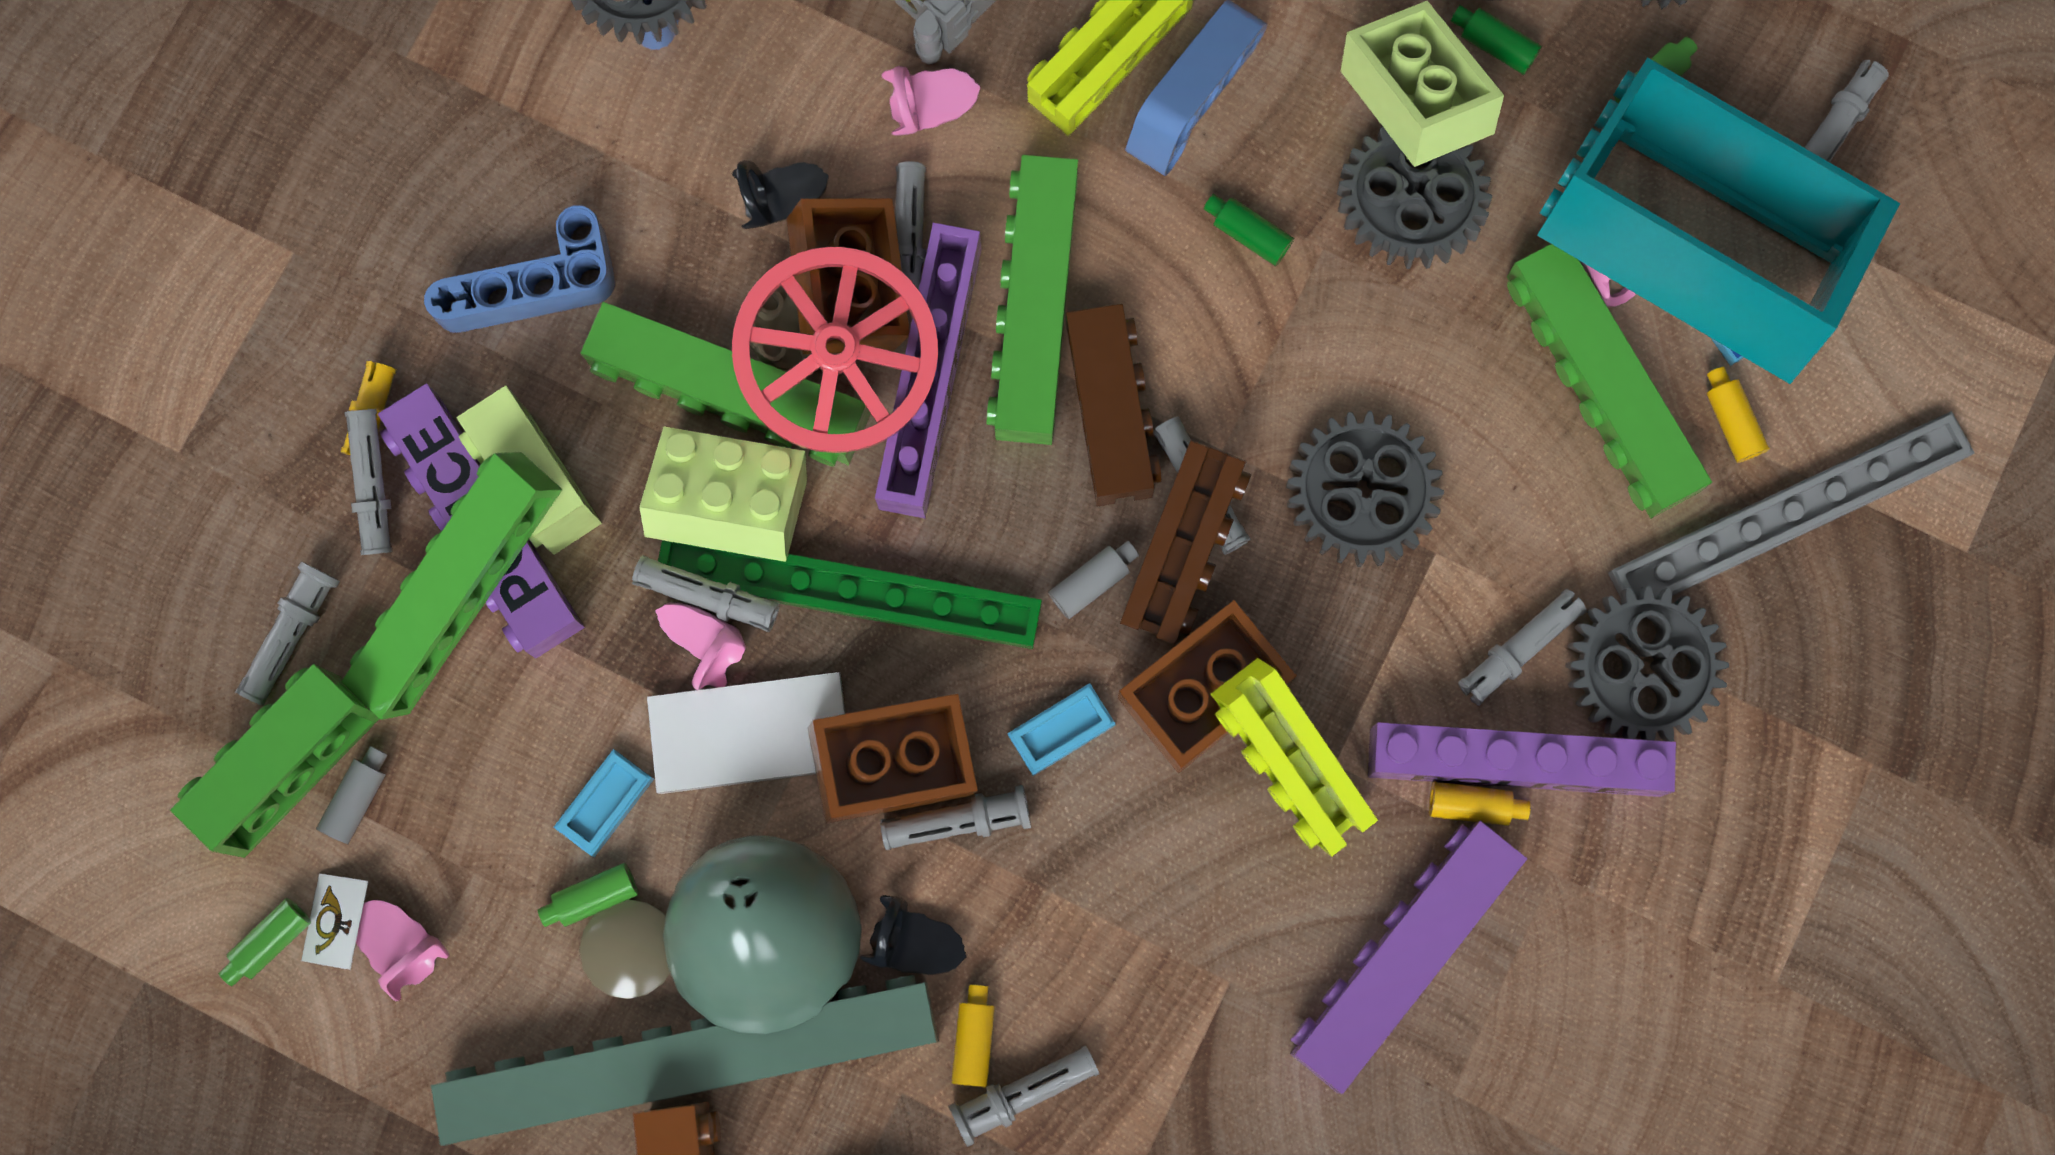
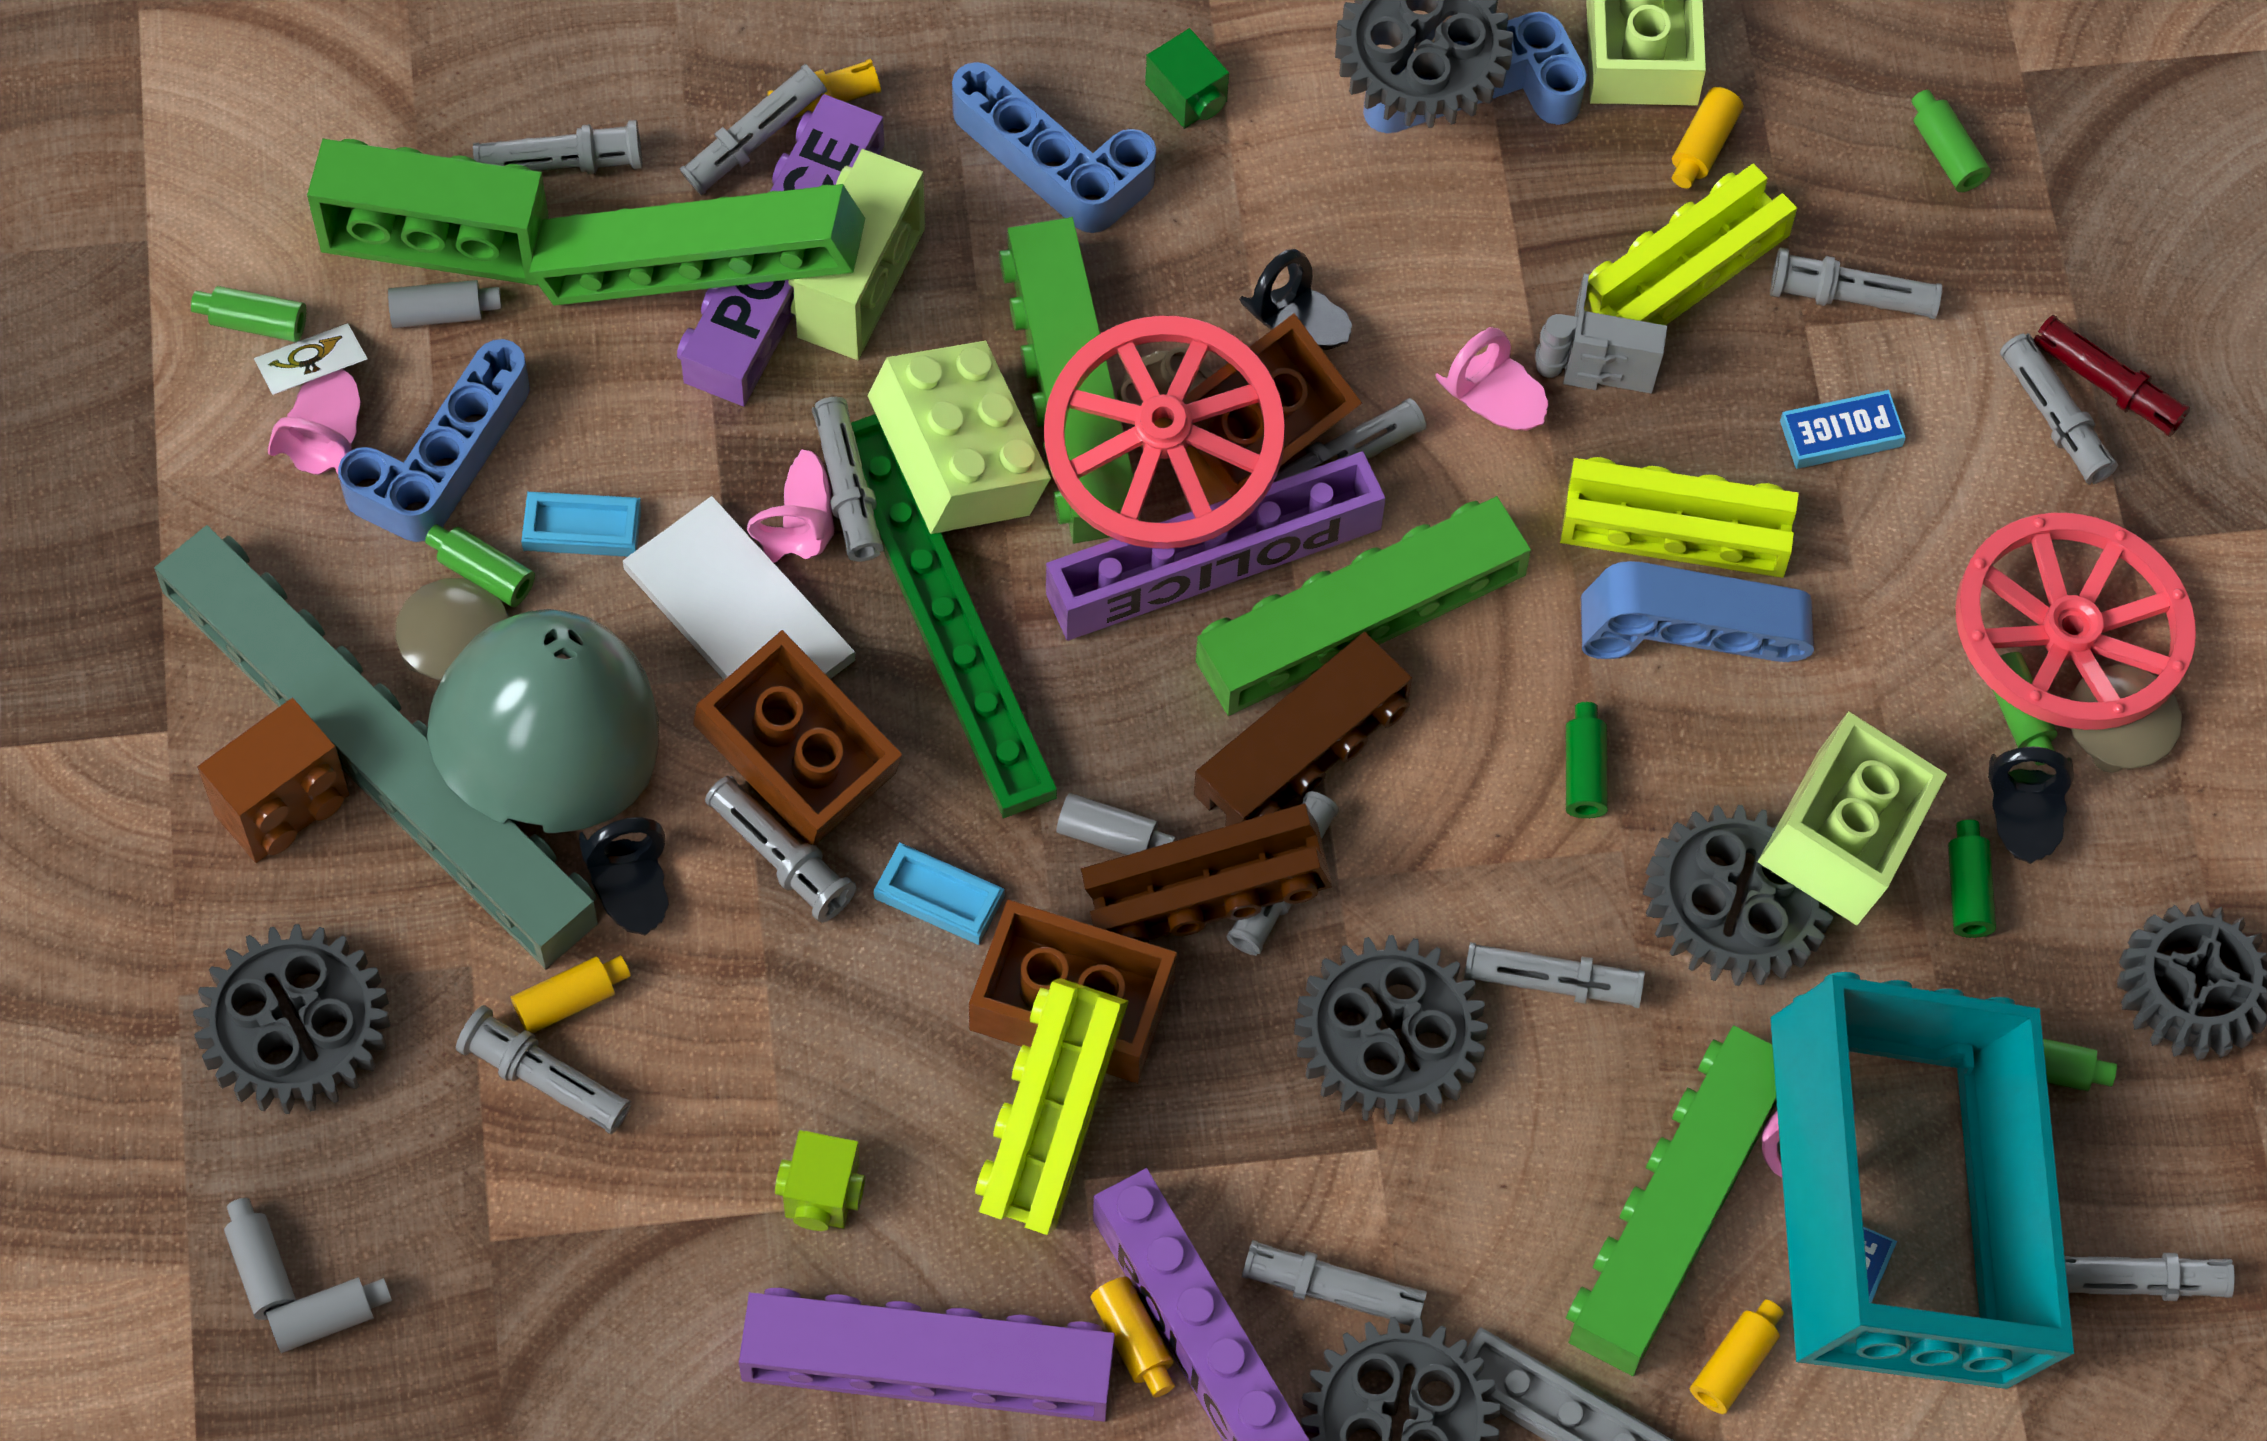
camera: 50 degrees right, 15 degrees down
(470, 860) = (445, 437): none -> medium blue beam
(539, 148) = (1187, 78): none -> green brick
(1234, 950) = (820, 1181): none -> lime brick
(1405, 340) = (1555, 975): none -> light grey pin

